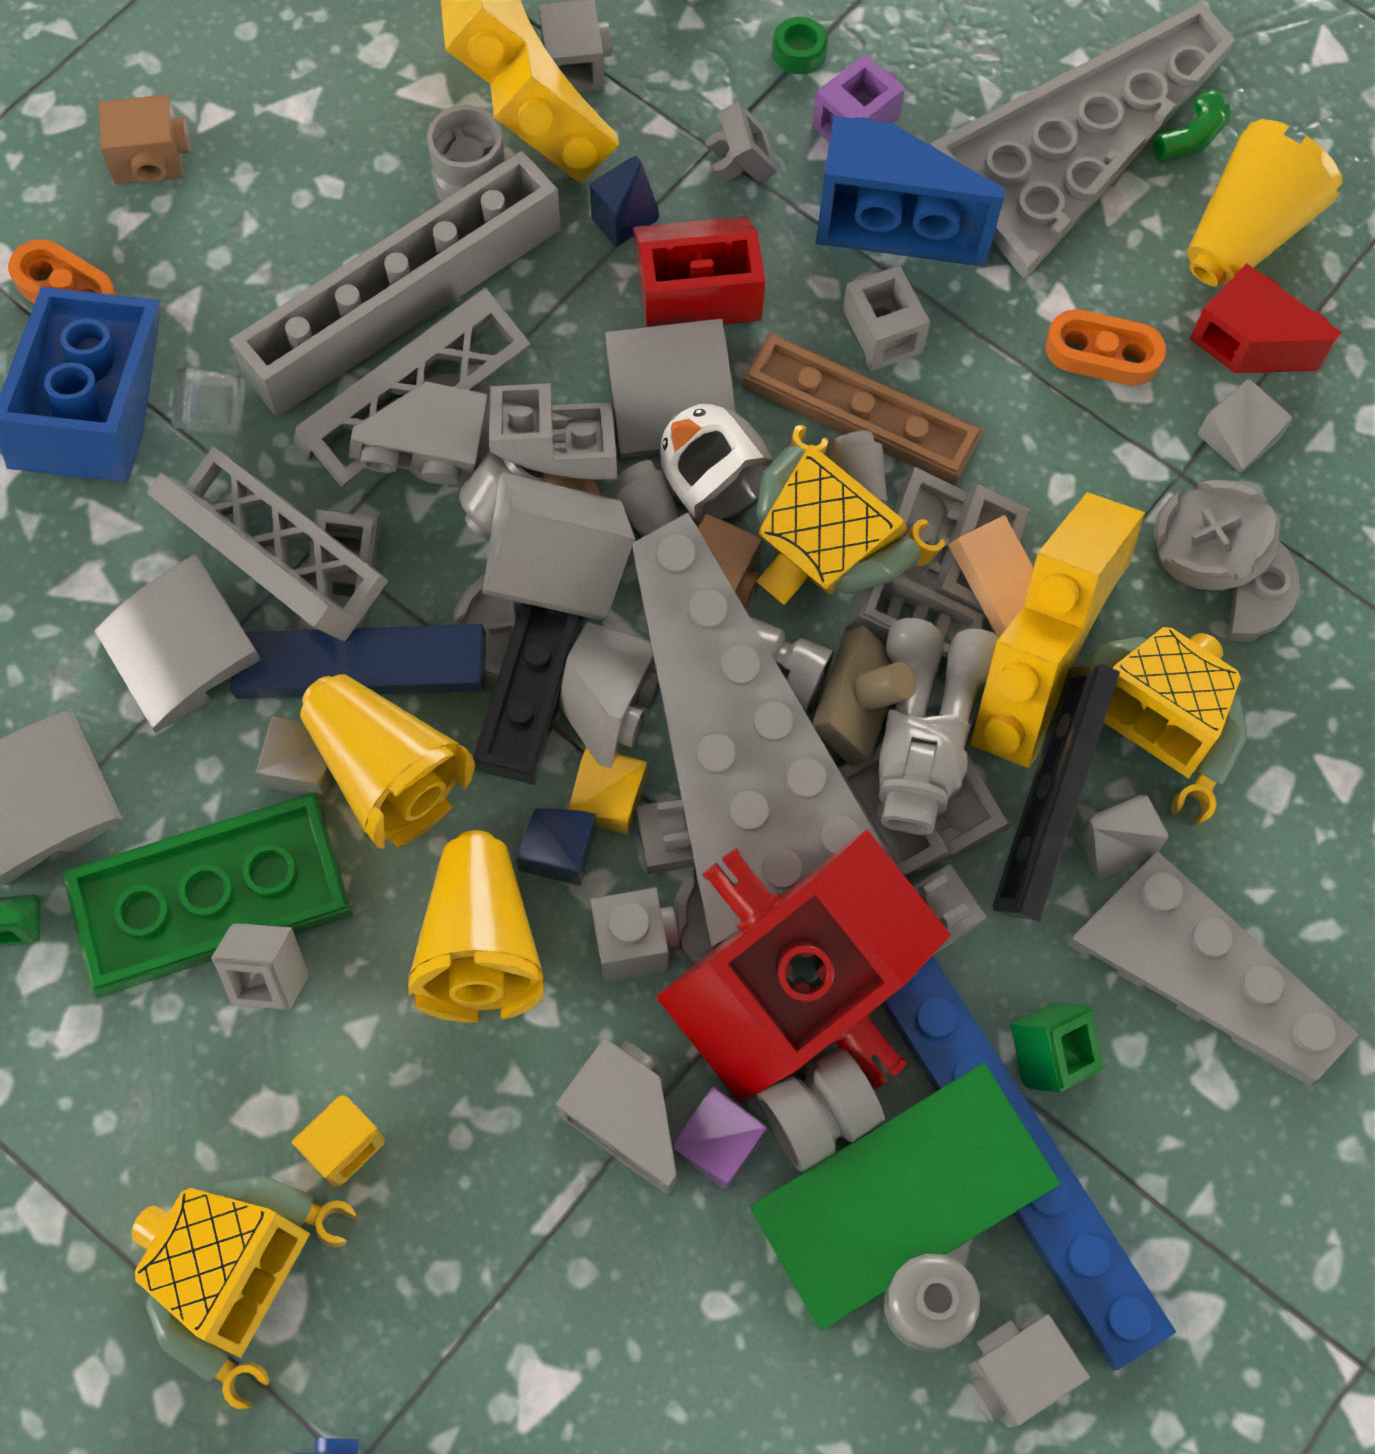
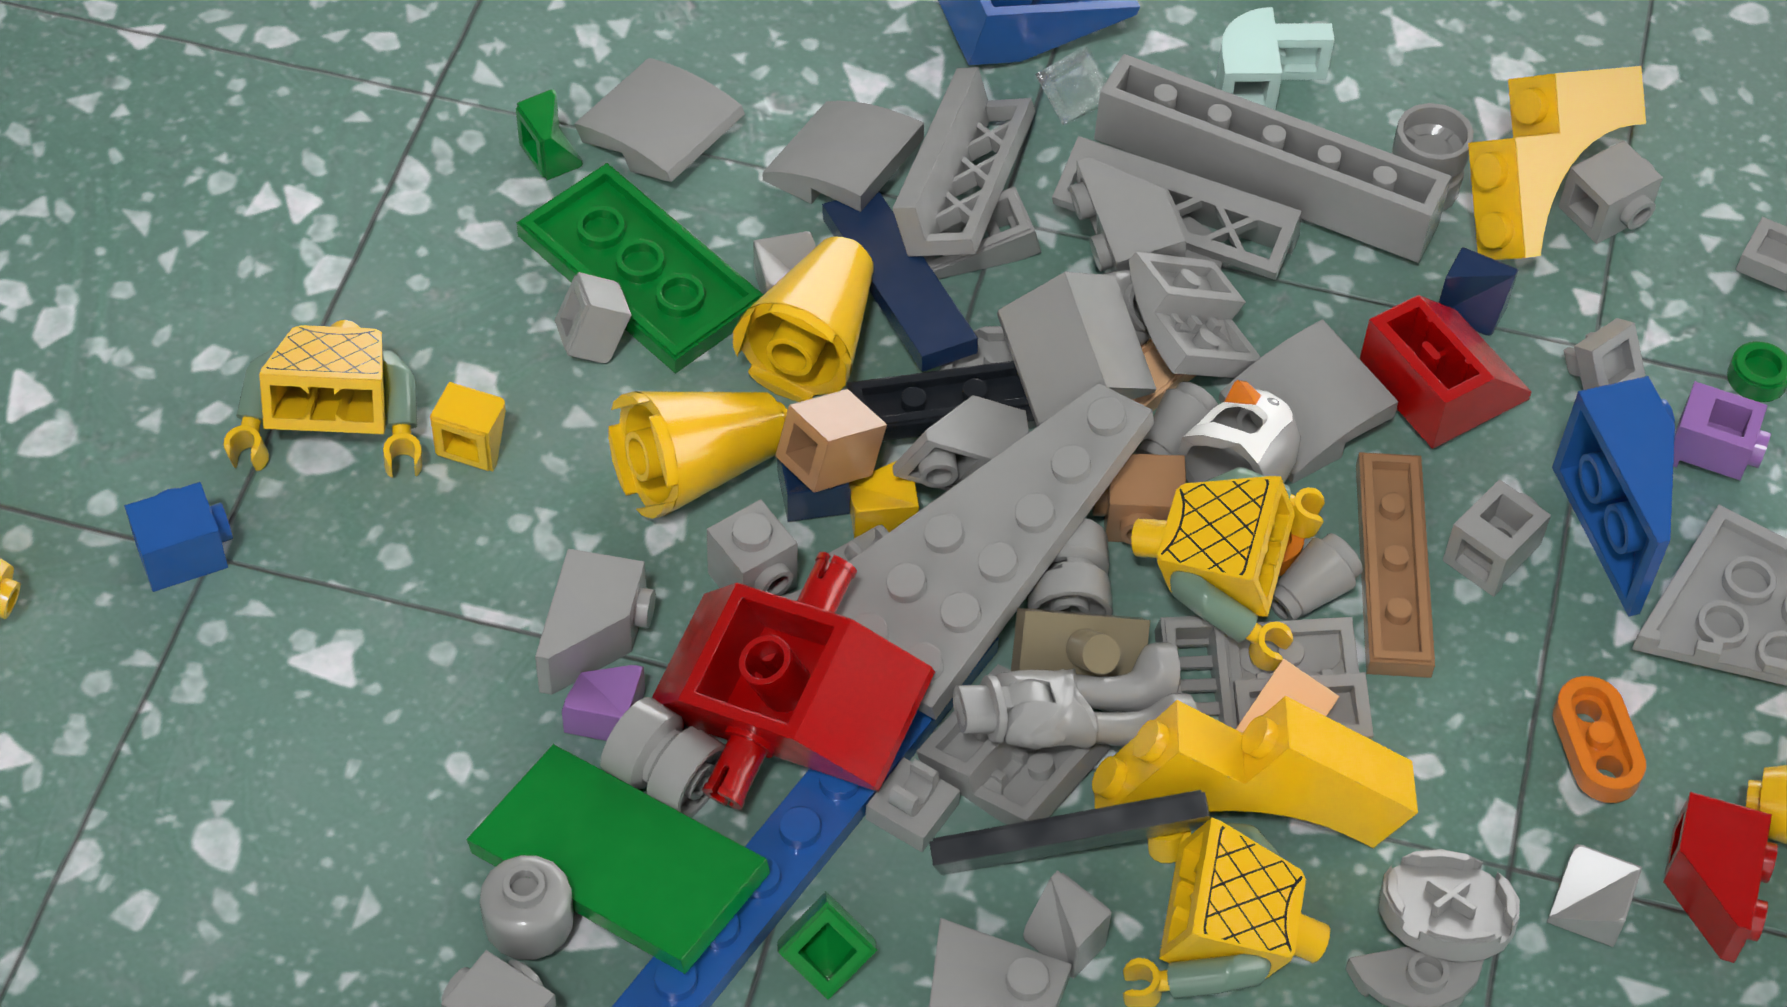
camera: 65 degrees right, 15 degrees down
(268, 237) = (1261, 54): none -> light aqua brick
(548, 806) = (830, 440): none -> medium nougat brick

